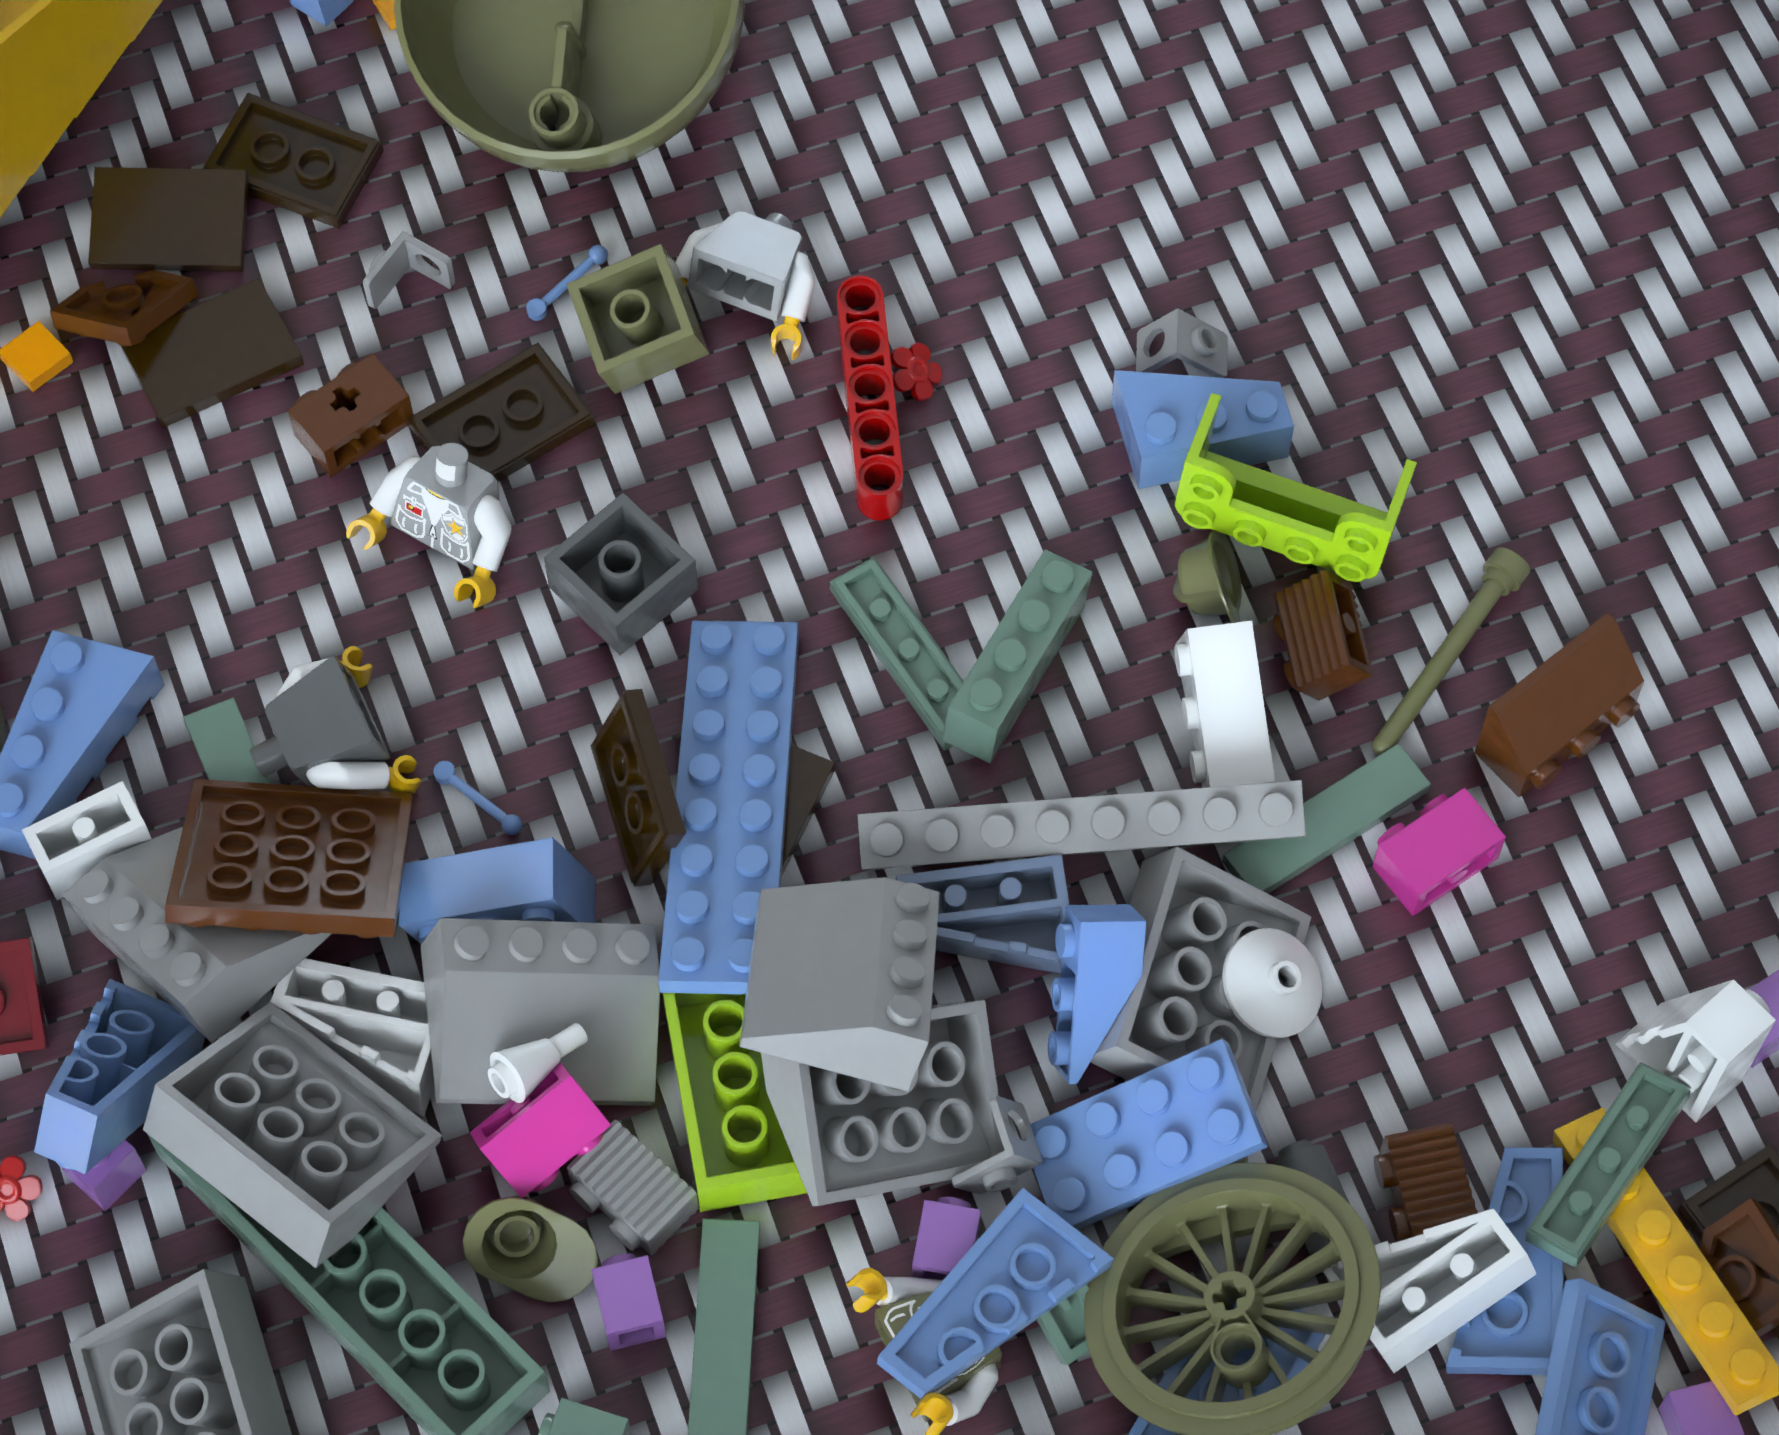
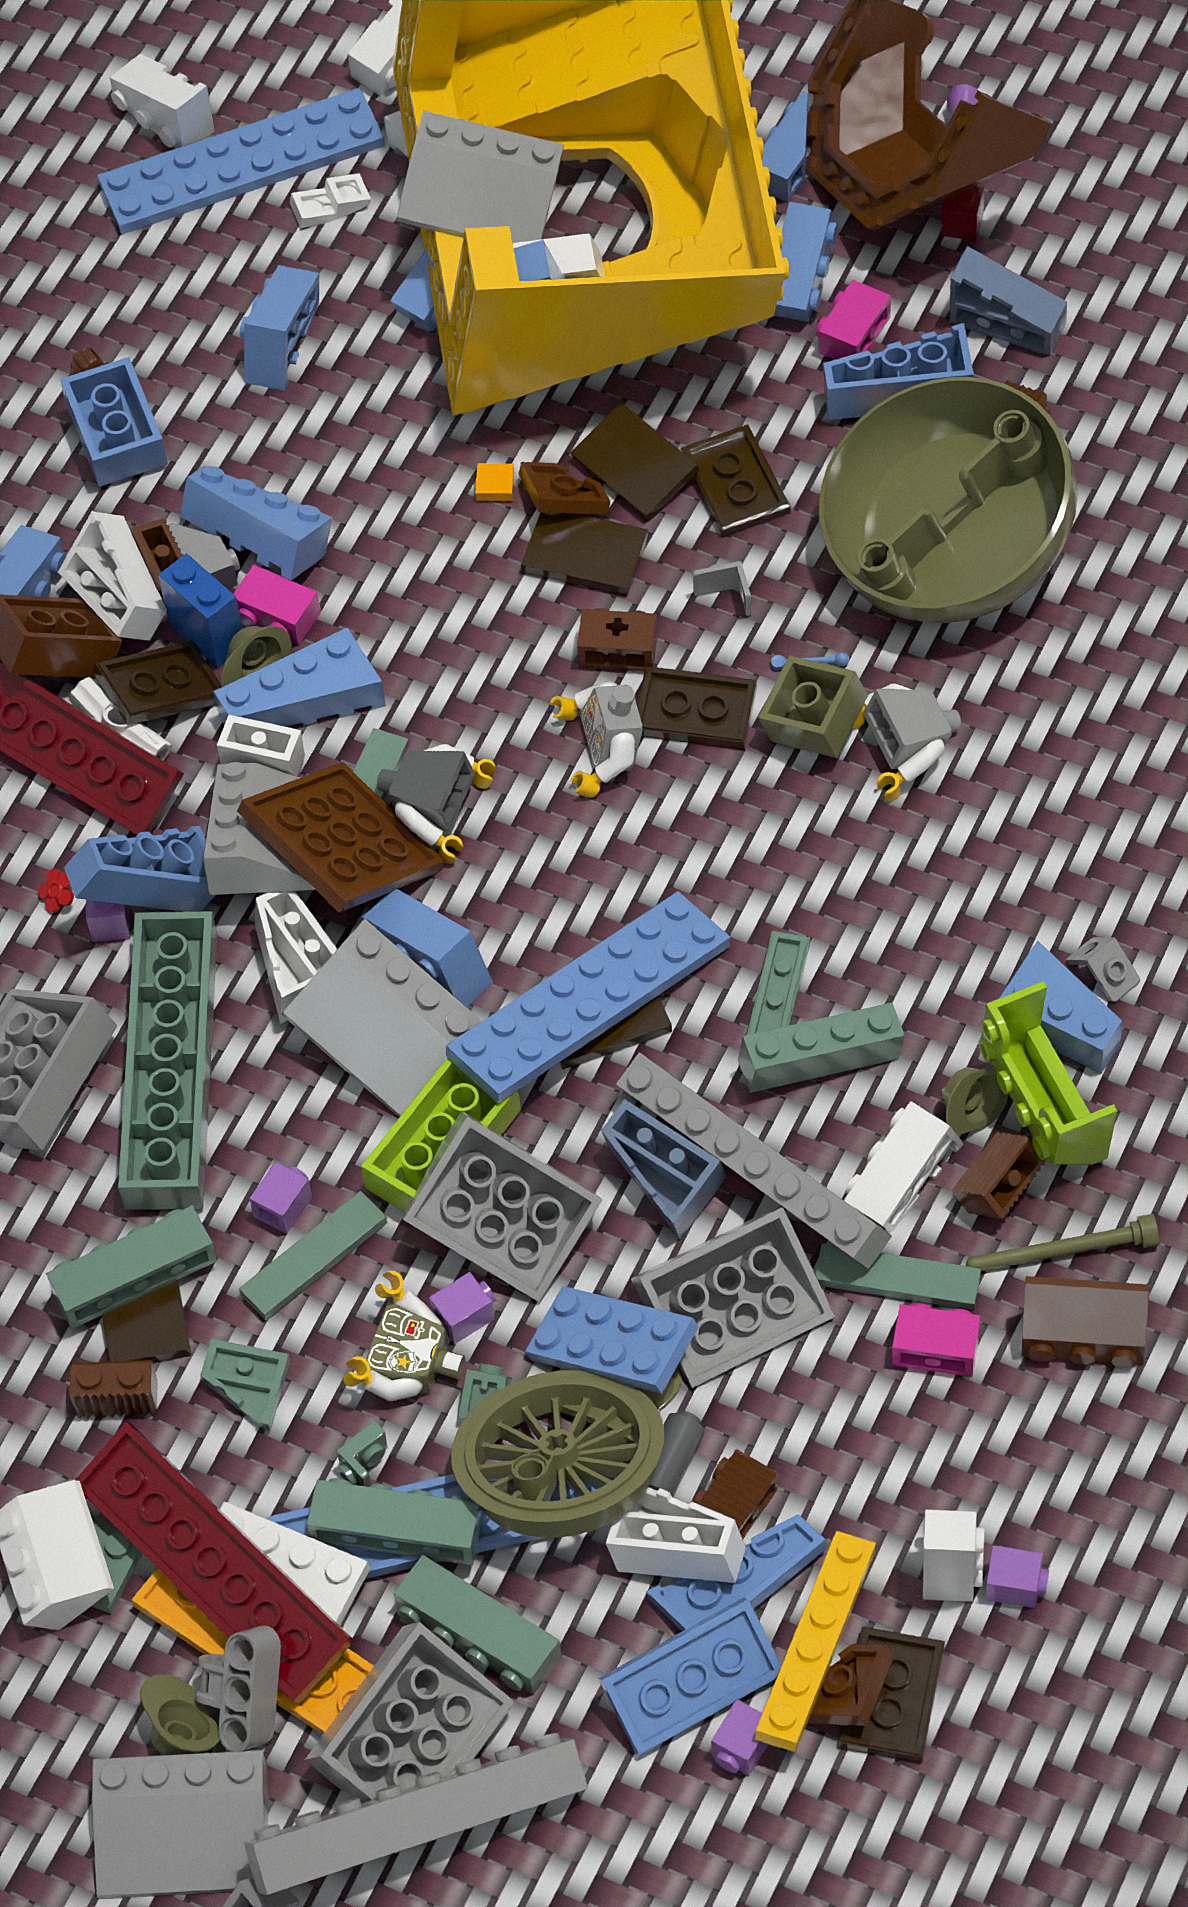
camera: 50 degrees right, 5 degrees down
(289, 1132) = (196, 965): light grey slope -> none
(446, 774) = (474, 866): medium blue hinge -> none
(523, 1067) = (339, 1031): white cone -> none
(530, 1249) = (259, 1126): olive piece -> none
(542, 1132) = (319, 1072): dark pink brick -> none
(621, 573) = (662, 834): dark grey brick -> none
(632, 1190) = (340, 1144): light grey brick -> none
(637, 788) = (551, 944): dark brown tile -> none
(844, 977) = (526, 1115): light grey slope -> none
(870, 417) = (896, 866): red beam -> none
(915, 371) = (940, 857): red plant -> none
(997, 1289) = (455, 1342): medium blue wing -> none
(1018, 1155) = (535, 1291): light grey bracket -> none
(1099, 970) = (677, 1230): medium blue slope -> none
(1255, 989) = (752, 1334): white dish -> none
(1607, 1165) = (836, 1565): sand green tile -> none

